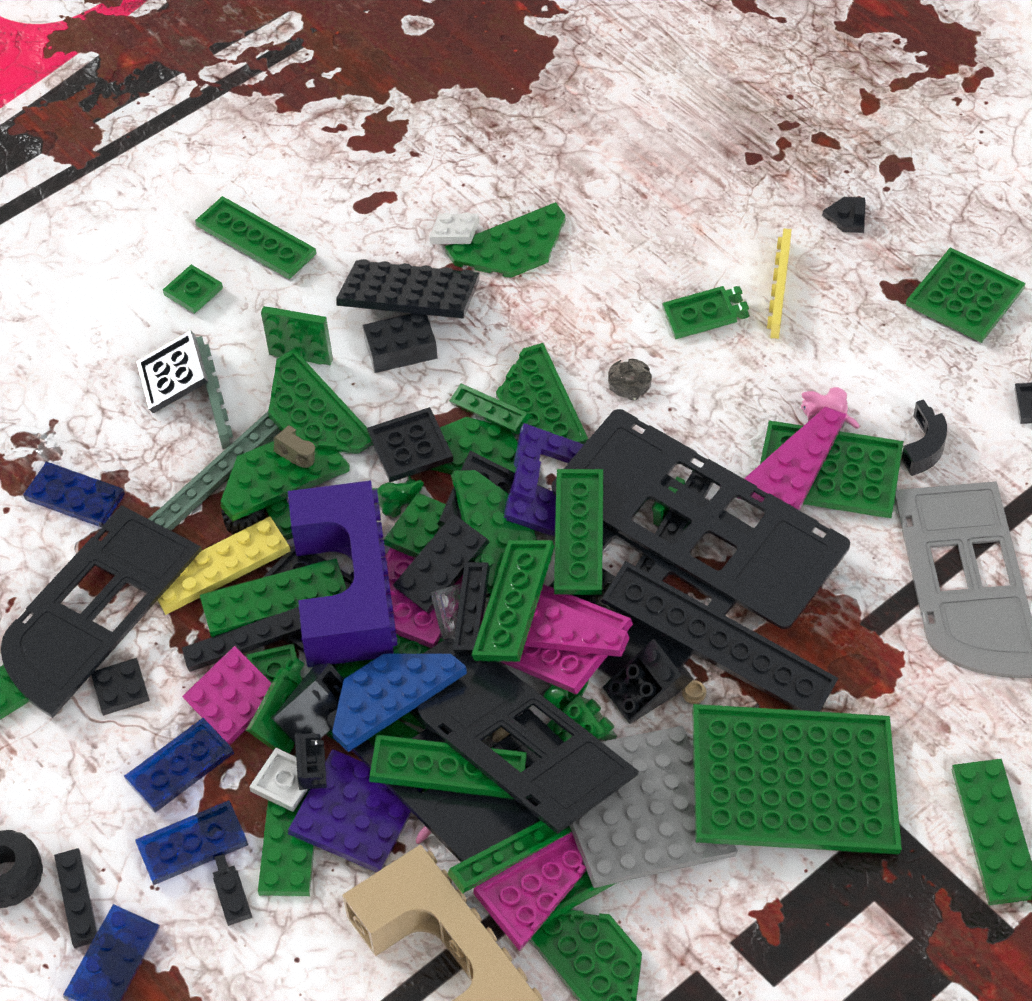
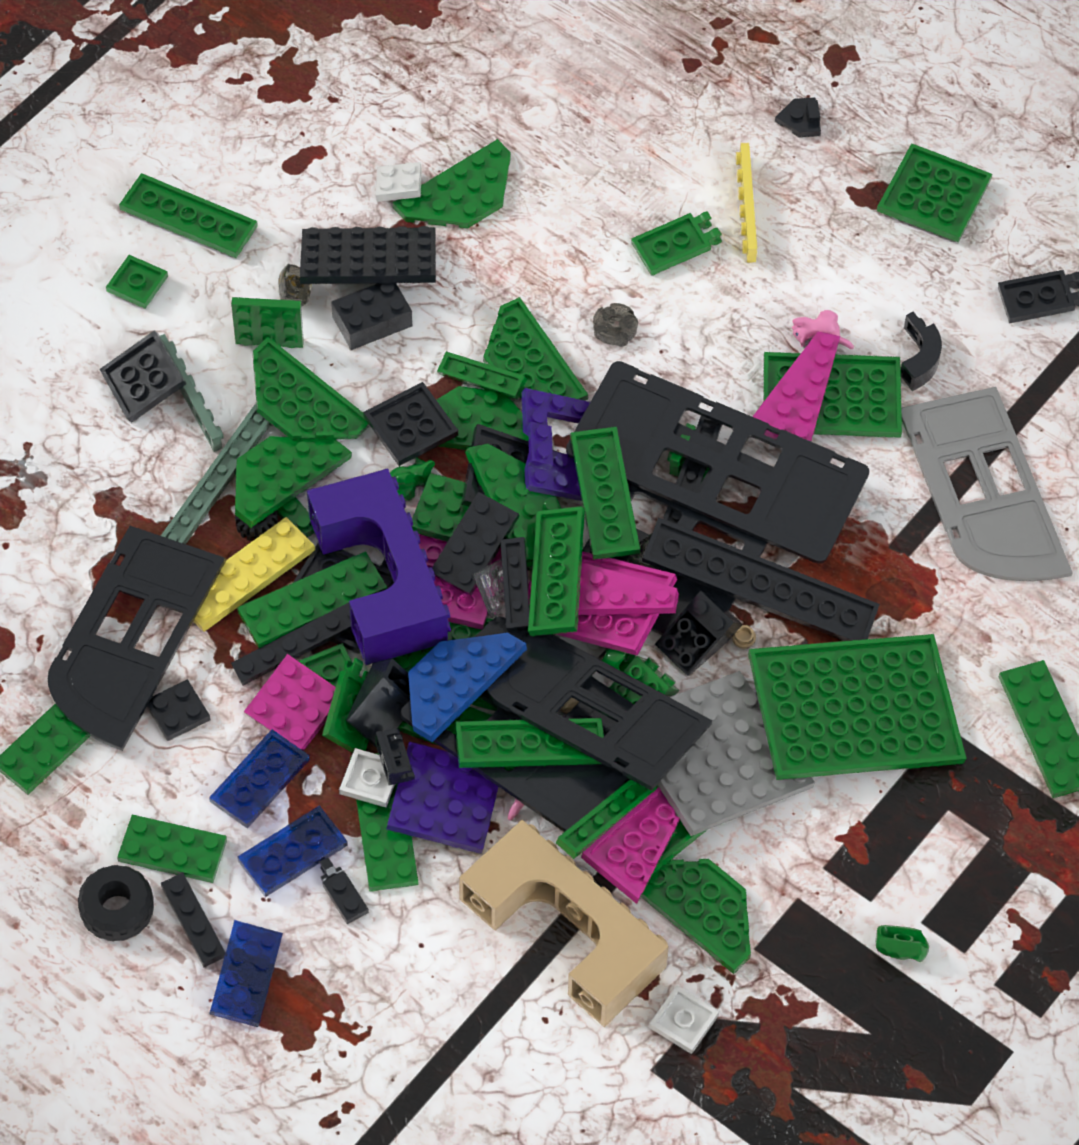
camera: 15 degrees left, 5 degrees up
(74, 494) = (73, 520): clear blue plate -> none
(76, 822) = (172, 848): none -> green plate
(294, 448) = (295, 443): dark tan leg -> none
(335, 315) = (290, 285): none -> clear smoke piece

